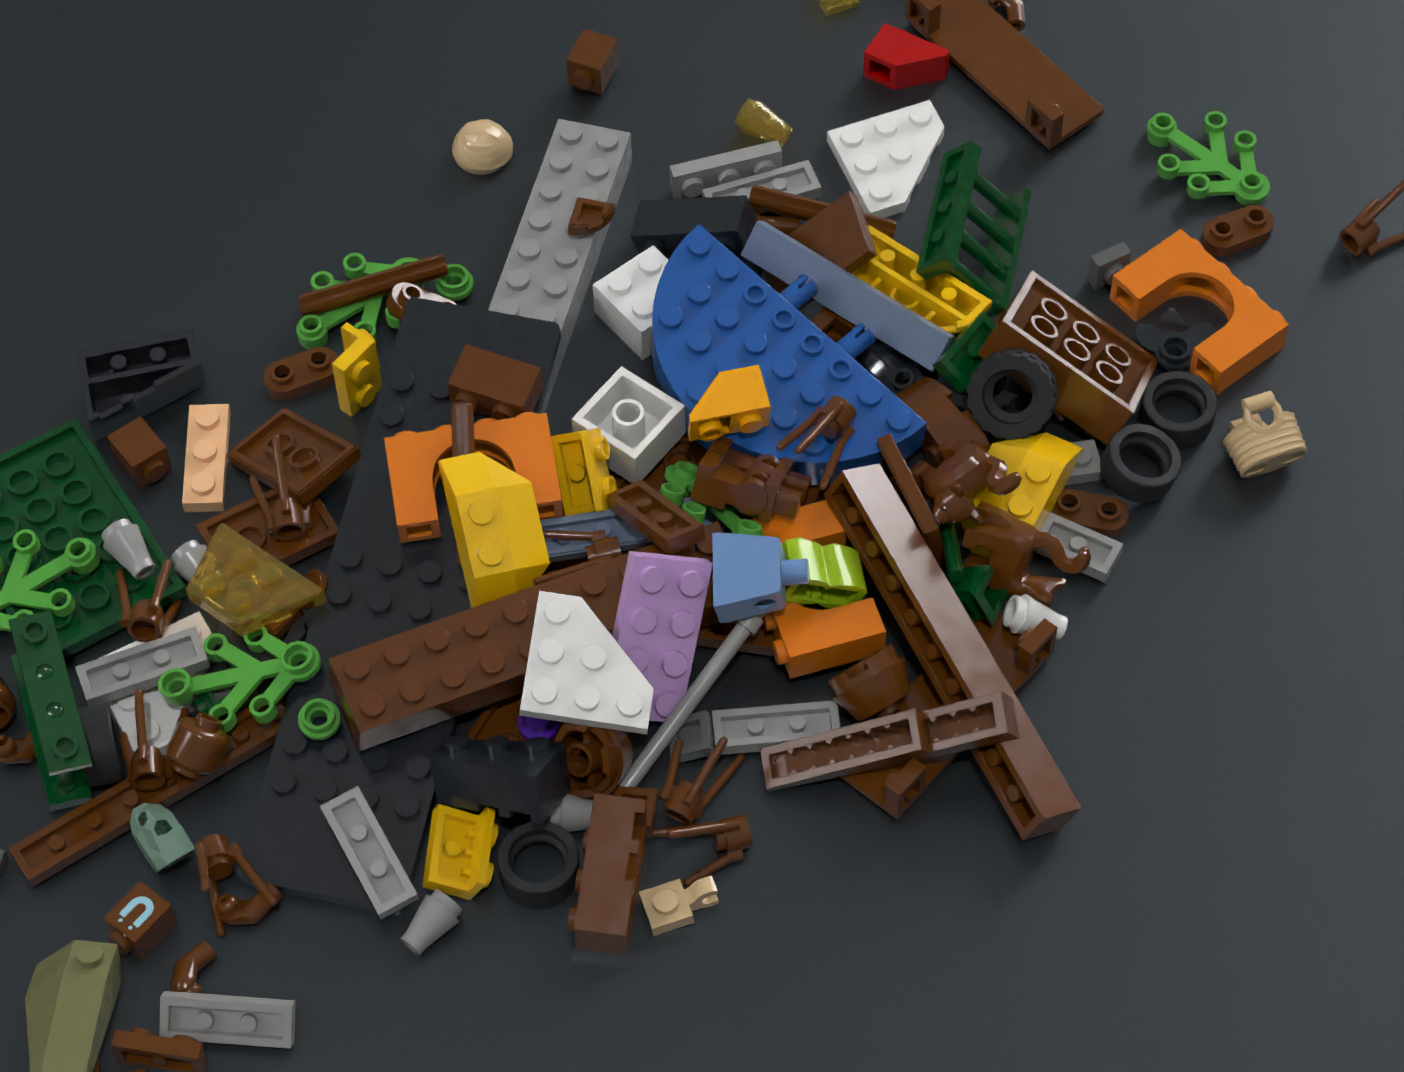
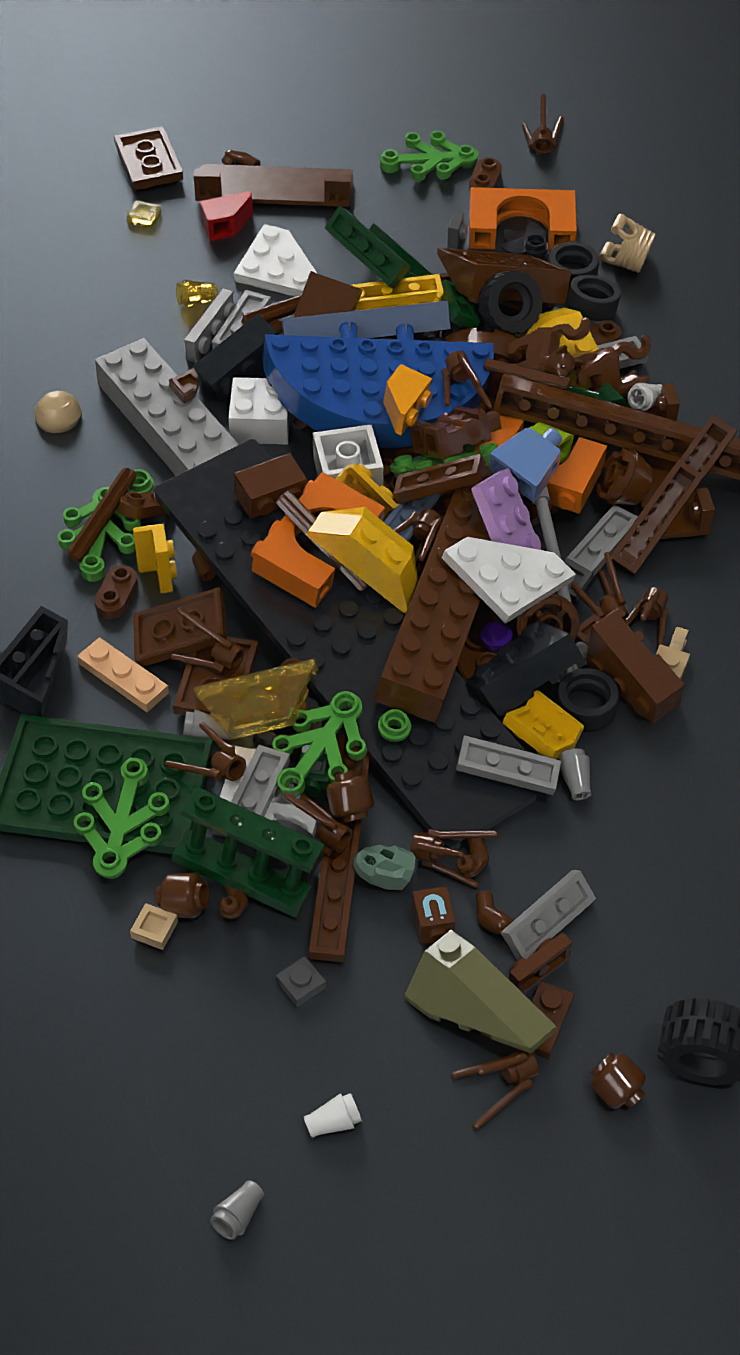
camera: 50 degrees left, 5 degrees down
(128, 547) = (160, 744): light grey cone -> none
(139, 453) = (86, 700): reddish brown brick -> none
(592, 61) = (66, 326): reddish brown brick -> none

